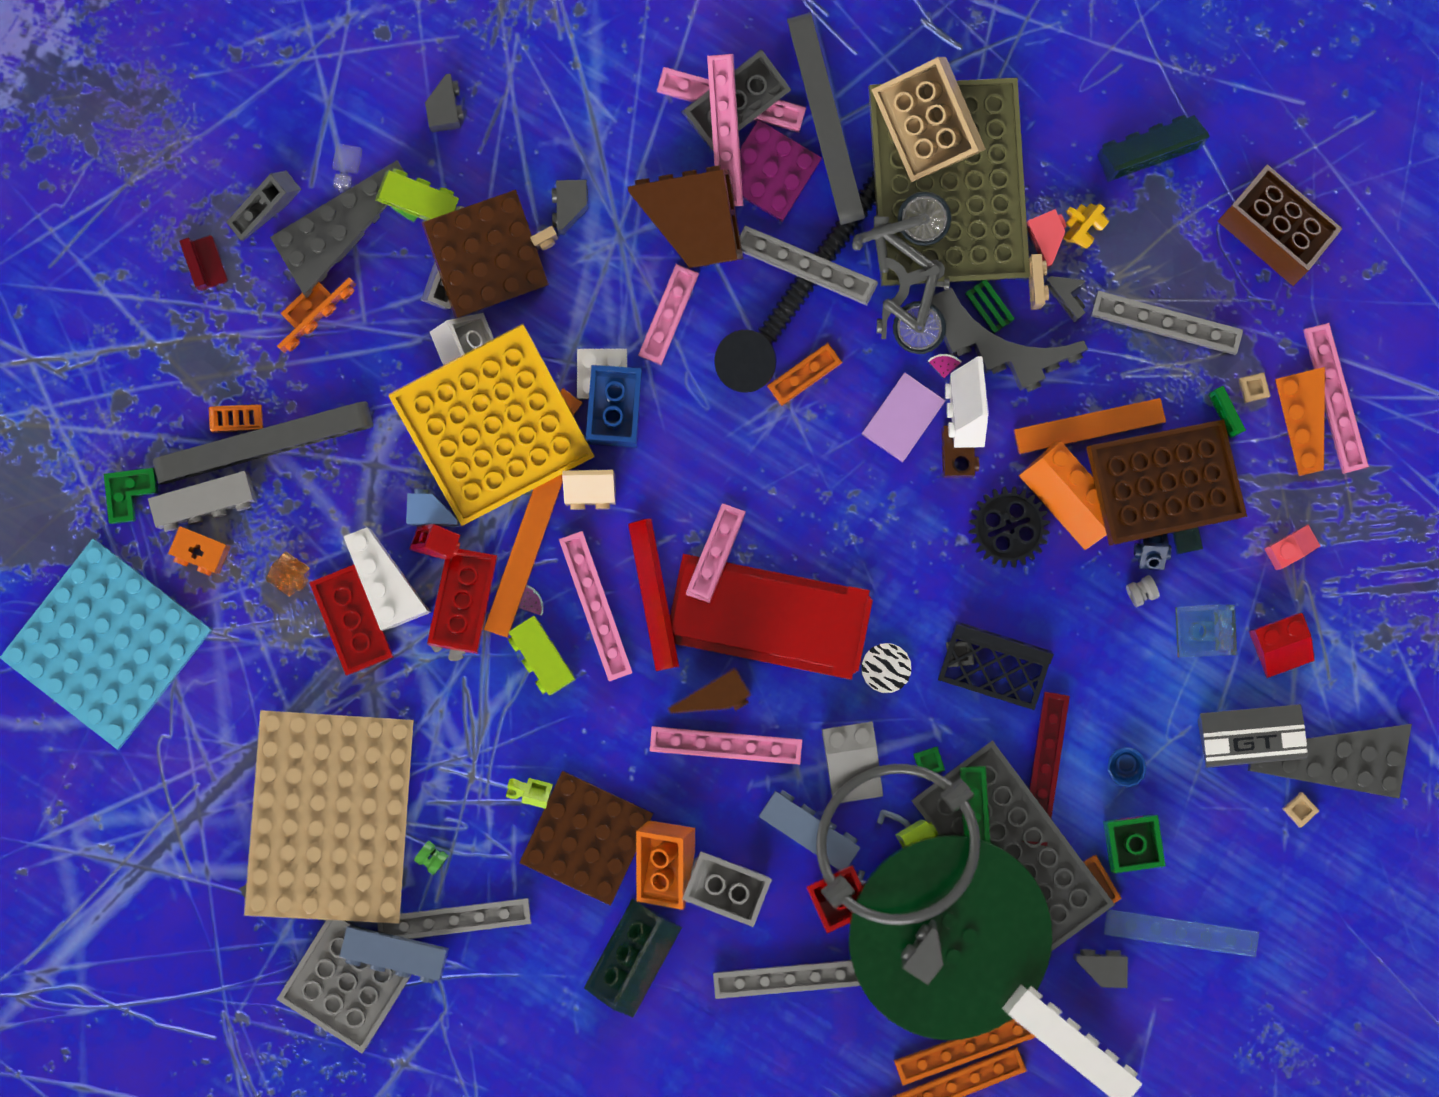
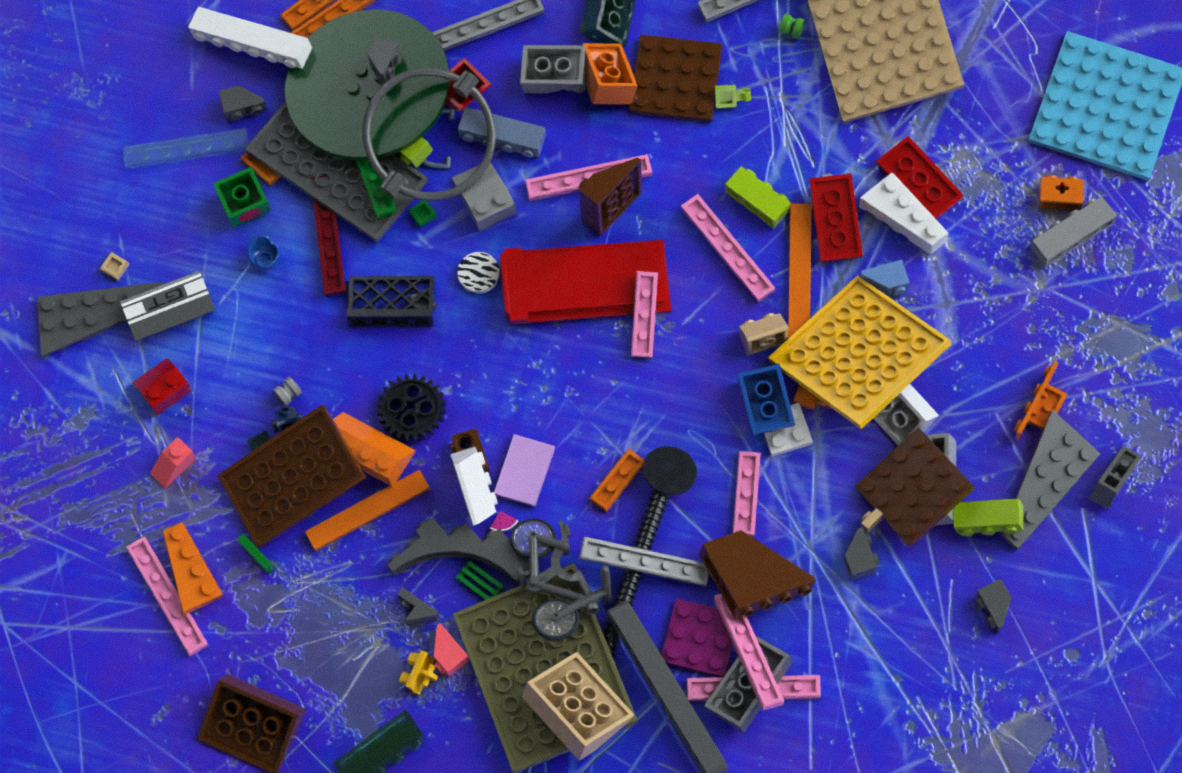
camera: 165 degrees right, 15 degrees down
(121, 488) = (1141, 221): green plate -> none
(204, 262) = (1147, 417): dark red panel -> none
(236, 427) = (1083, 306): orange slope -> none
(263, 442) = (1041, 290): dark grey beam -> none
(288, 574) = (981, 195): clear orange brick -> none
(347, 160) = (1060, 537): clear plate -> none
(435, 541) = (872, 252): red slope -> none
(532, 601) = (780, 237): clear light blue tile -> none
(653, 594) = (684, 270): red tile -> none
(1038, 292) = (447, 618): tan plate -> none
(1167, 322) = (326, 612): light grey plate -> none
(1206, 631) = (226, 376): clear light blue slope -> none
(1254, 387) = (238, 583): tan tile -> none

